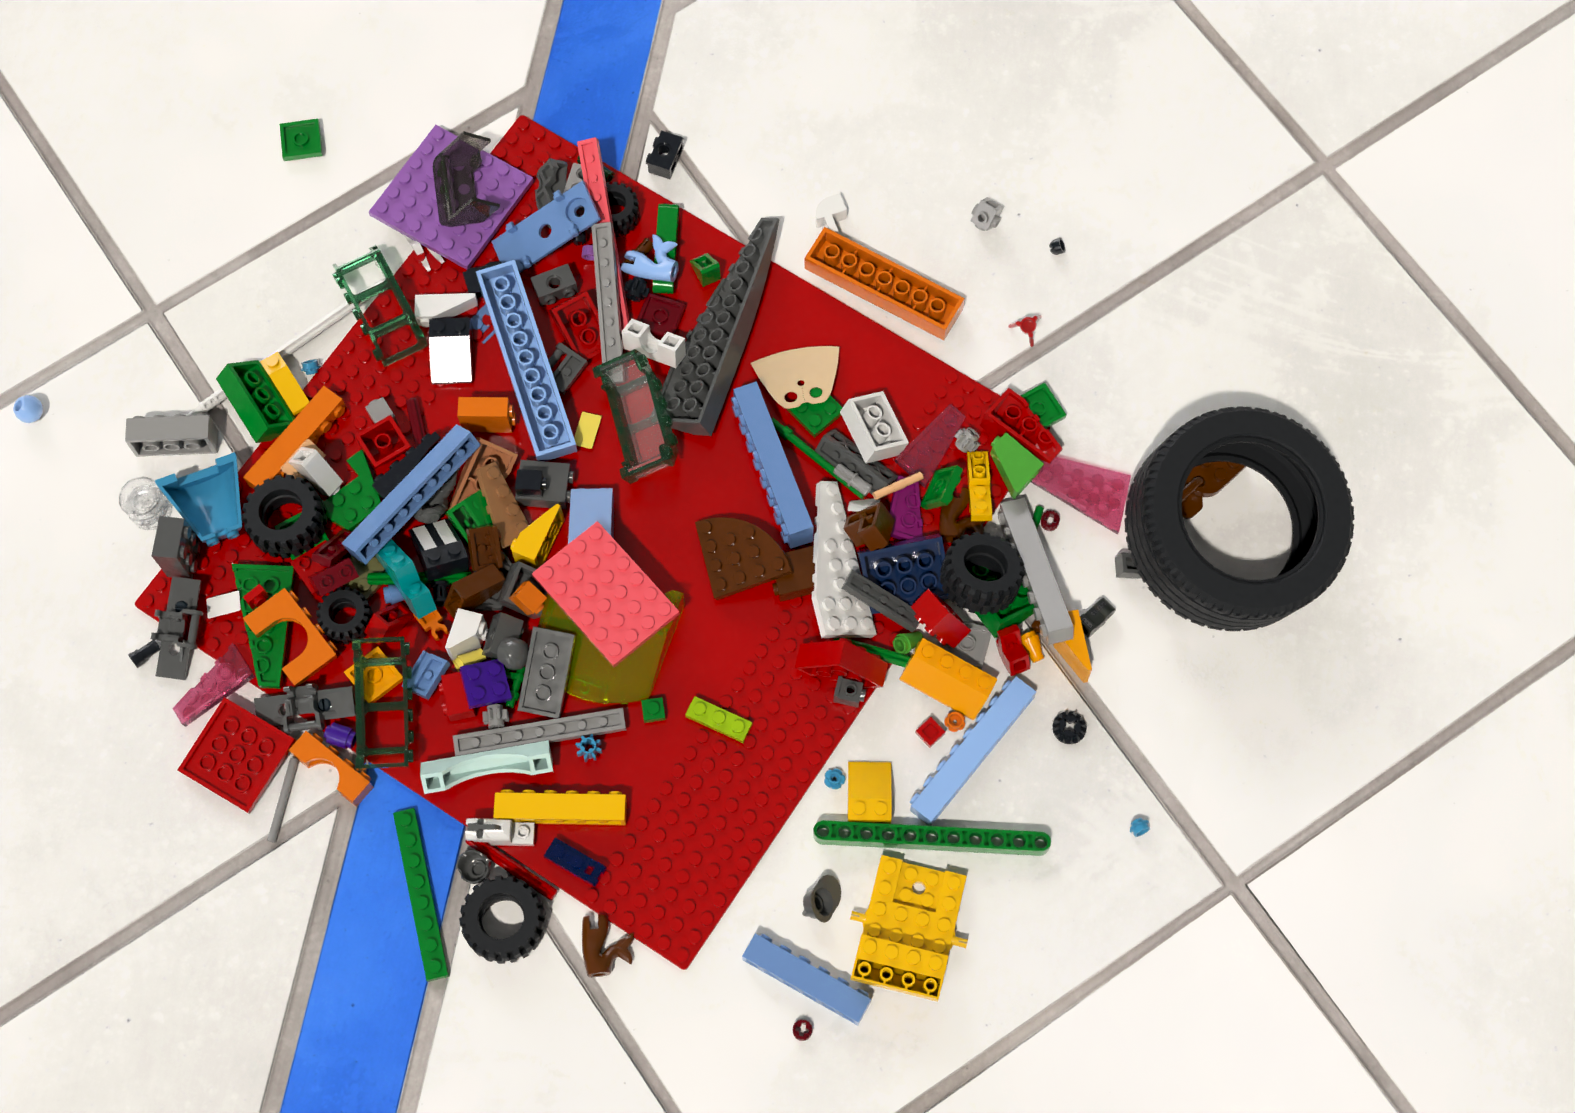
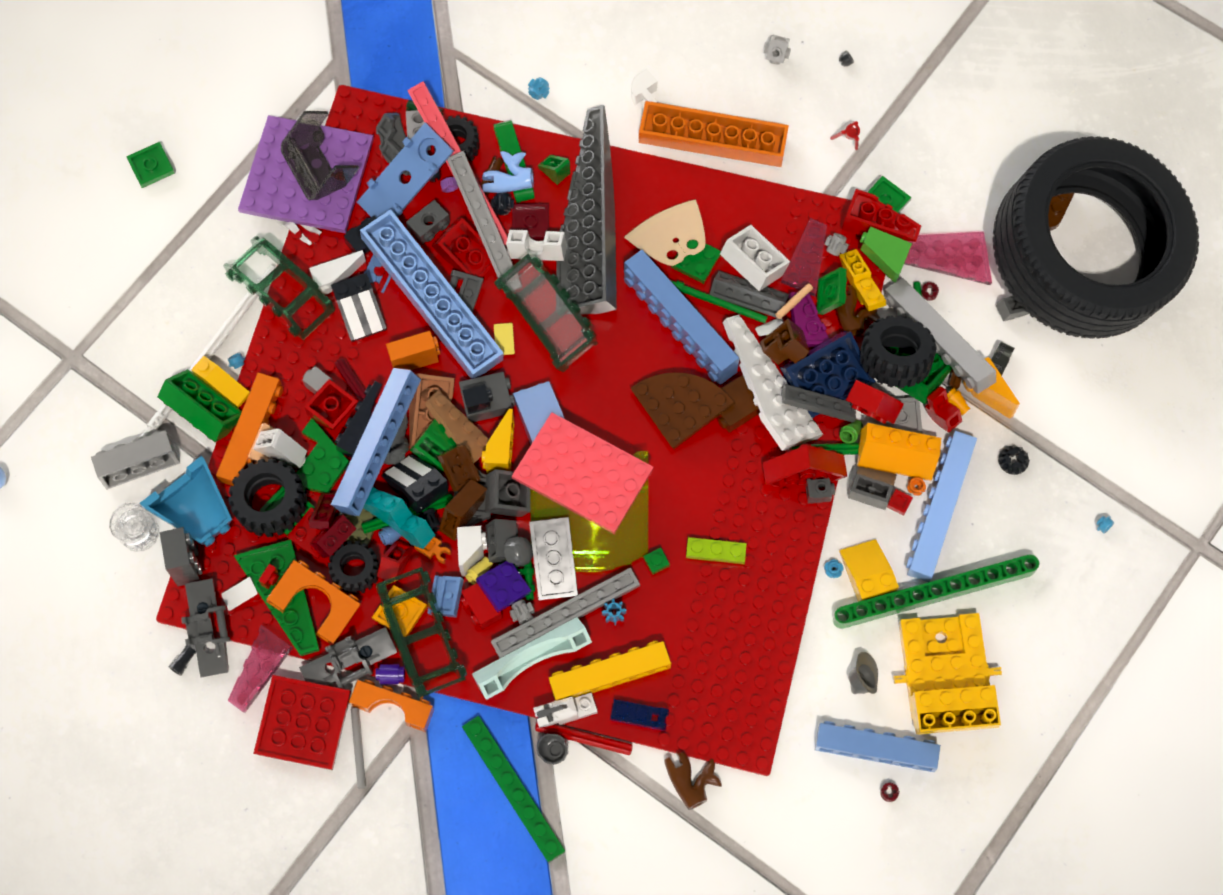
camera: 20 degrees left, 0 degrees up
(482, 899) = (596, 758): black tyre -> none
(528, 598) = (516, 498): orange brick -> none
(665, 165) = (480, 91): black brick -> none
(721, 180) = (538, 88): none -> dark azure gear
(852, 479) = (753, 308): light grey axle -> none
(907, 706) = (872, 487): none -> dark grey slope

